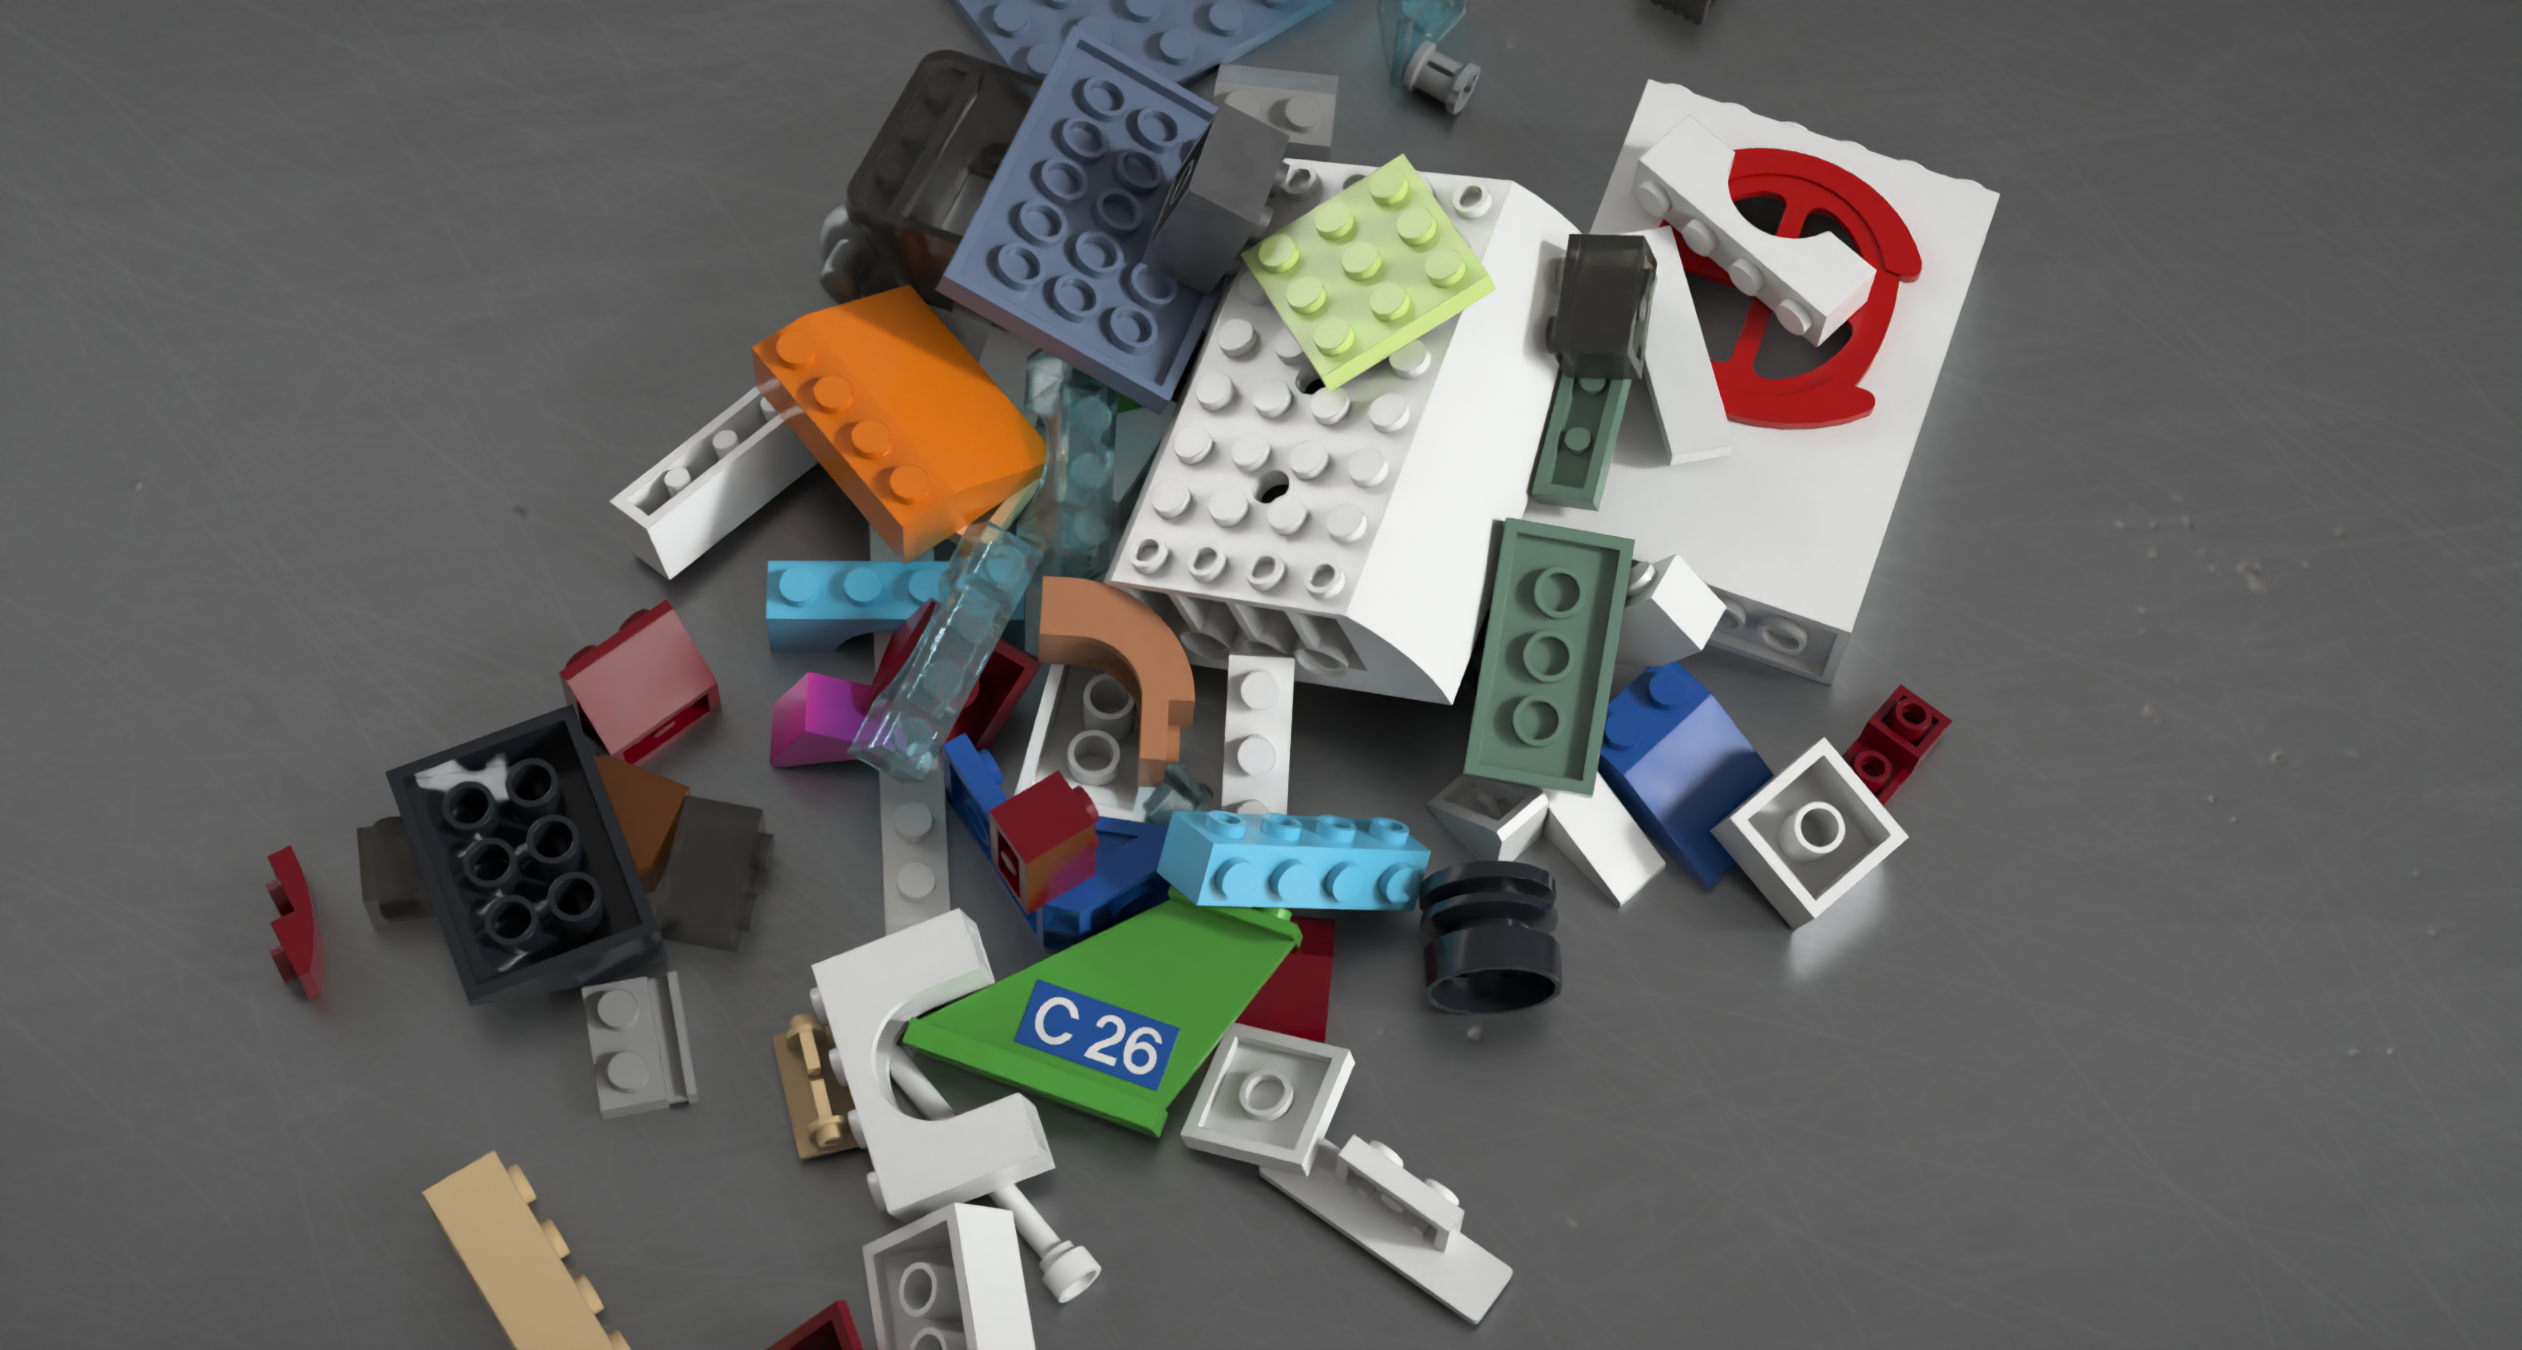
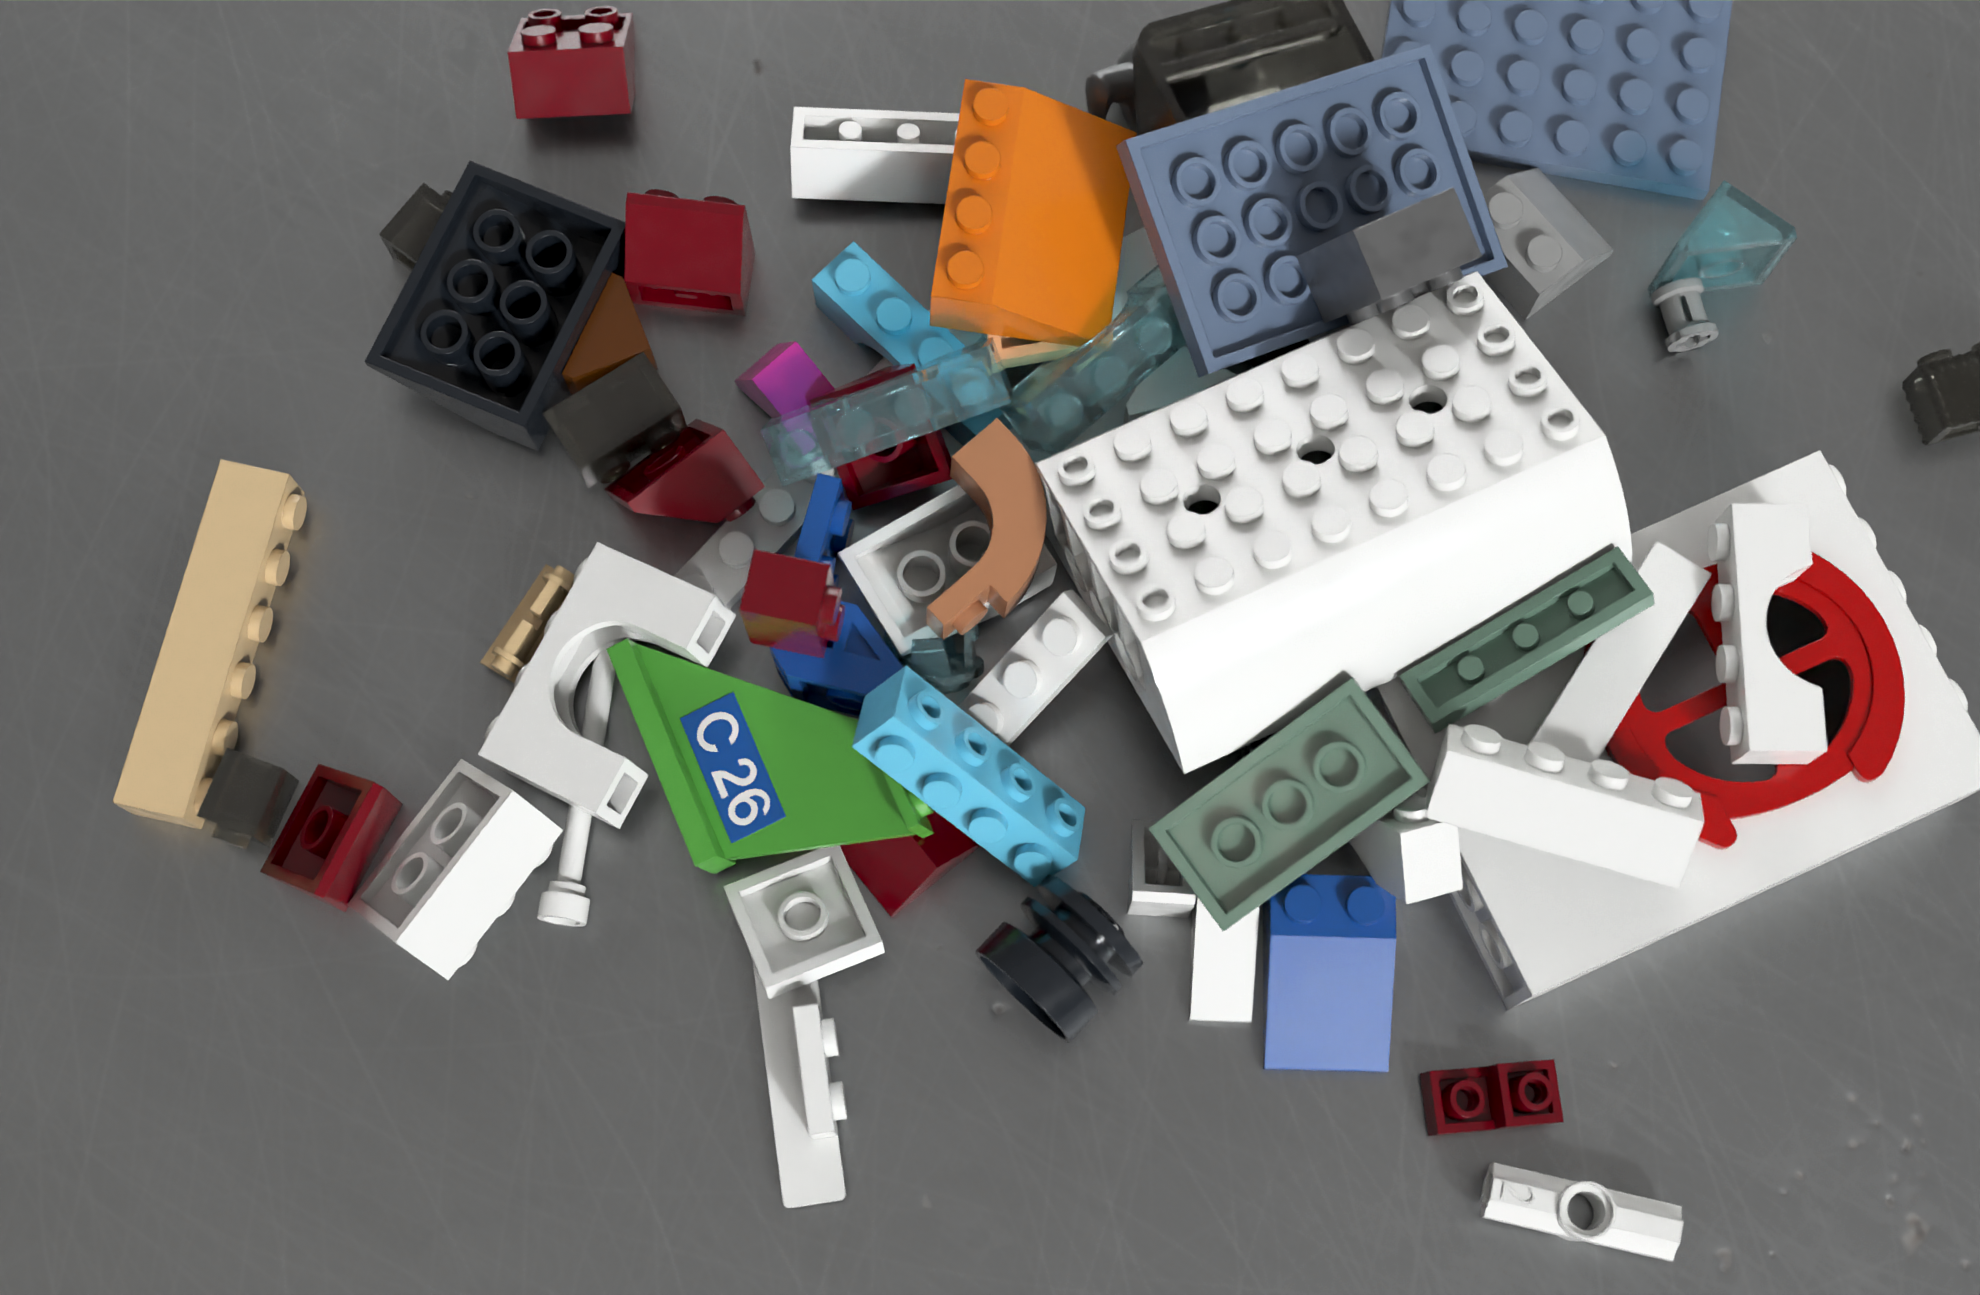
camera: 50 degrees right, 10 degrees up
(299, 929) = (331, 226): dark red slope -> none
(373, 633) = (573, 63): none -> dark red slope
(639, 1045) = (463, 491): light grey plate -> none
(823, 853) = (691, 479): none -> dark red slope
(1367, 272) = (1428, 407): yellowish green plate -> none
(1602, 306) = (1581, 589): clear smoke brick -> none
(1739, 472) = (1565, 804): none -> white brick
(1809, 834) = (1363, 1105): white brick -> none
(2000, 788) = (1618, 1221): none -> white piece

